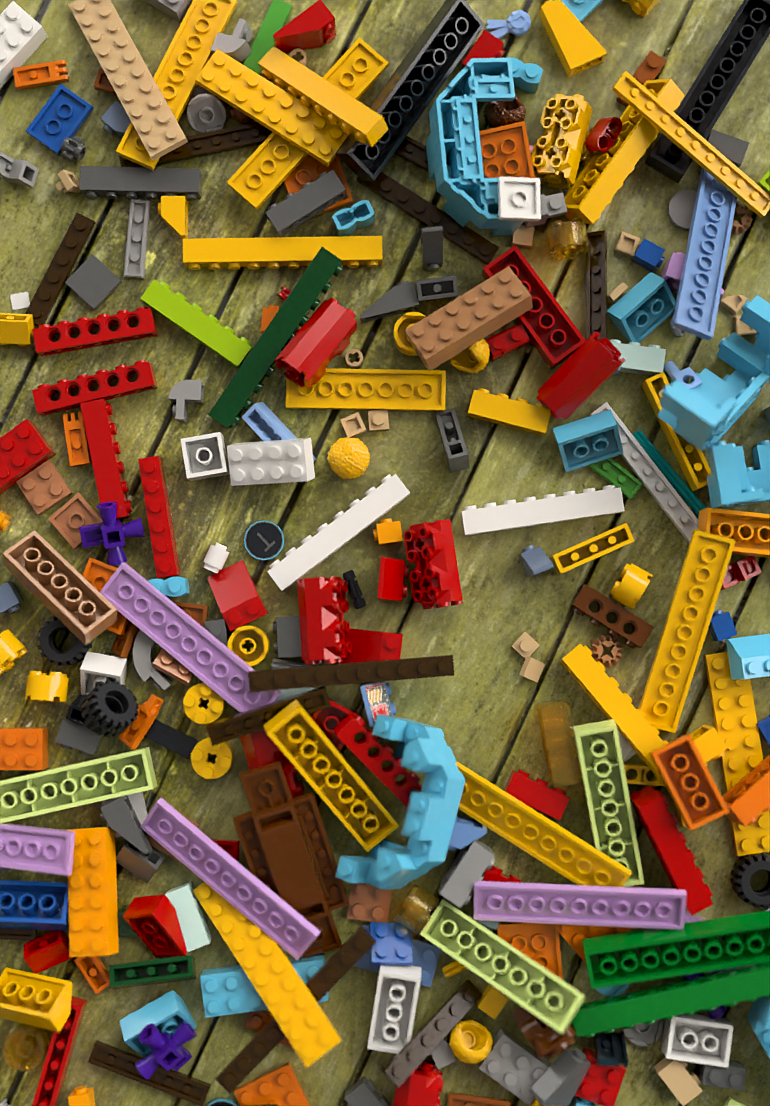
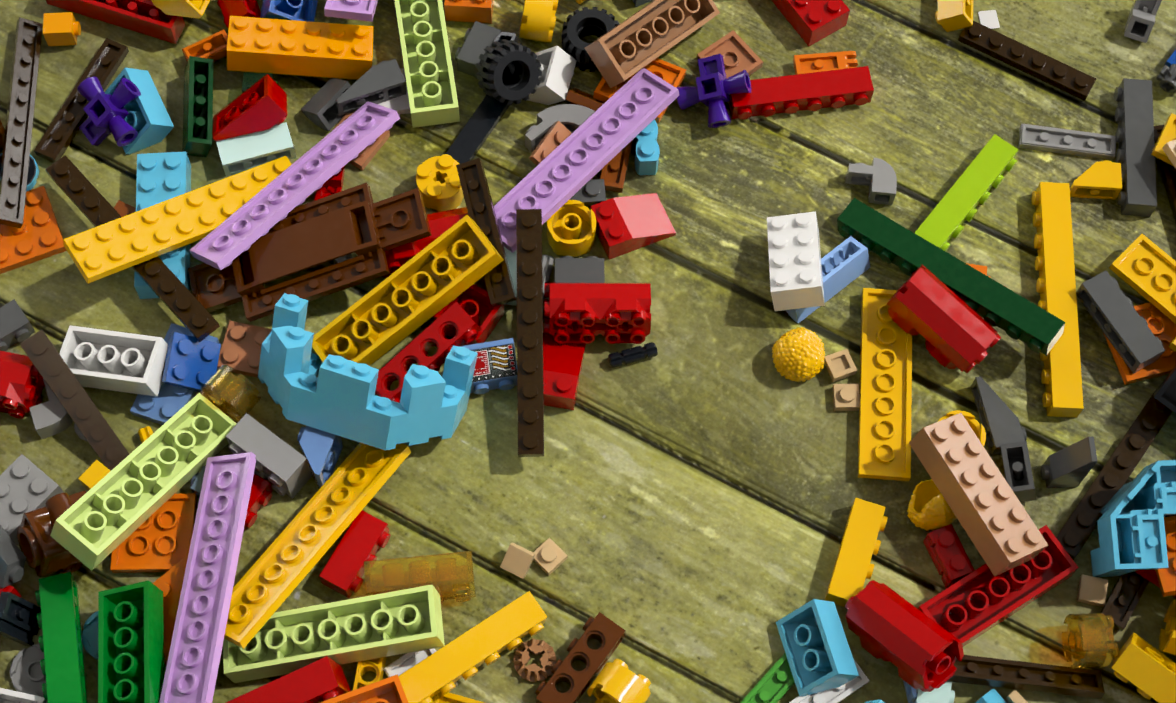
camera: 90 degrees right, 20 degrees down
(44, 333) = (959, 143): red brick -> none
(44, 393) = (895, 139): red brick -> none
(44, 487) = (769, 31): nougat plate -> none
(68, 182) = (1132, 69): tan tile -> none
(93, 282) = (1013, 93): dark grey tile -> none
(147, 714) = (490, 109): orange hinge -> none
(159, 517) = (730, 143): red brick -> none
(198, 713) = (504, 172): yellow brick -> none
(205, 456) = (803, 191): white brick -> none
(215, 557) = (679, 201): white brick -> none
(264, 540) = (698, 257): black tile -> none
(339, 532) = (706, 341): white brick -> none
(350, 219) = (1102, 374): medium azure brick -> none
(355, 364) = (917, 373): tan bush -> none
(388, 532) = (703, 397): light orange brick -> none
(392, 579) = (643, 387): red slope -> none
(436, 568) = (661, 446): red brick -> none
(452, 440) = (818, 480): dark grey slope -> none
(470, 1041) = (56, 447): yellow hair -> none
(519, 199) = (1137, 554): white plate -> none
(534, 560) = (657, 567): sand blue slope -> none
(542, 511) = (723, 588): white brick -> none
(551, 206) = (1128, 604): light grey brick -> none
(592, 548) = (672, 644): yellow brick -> none

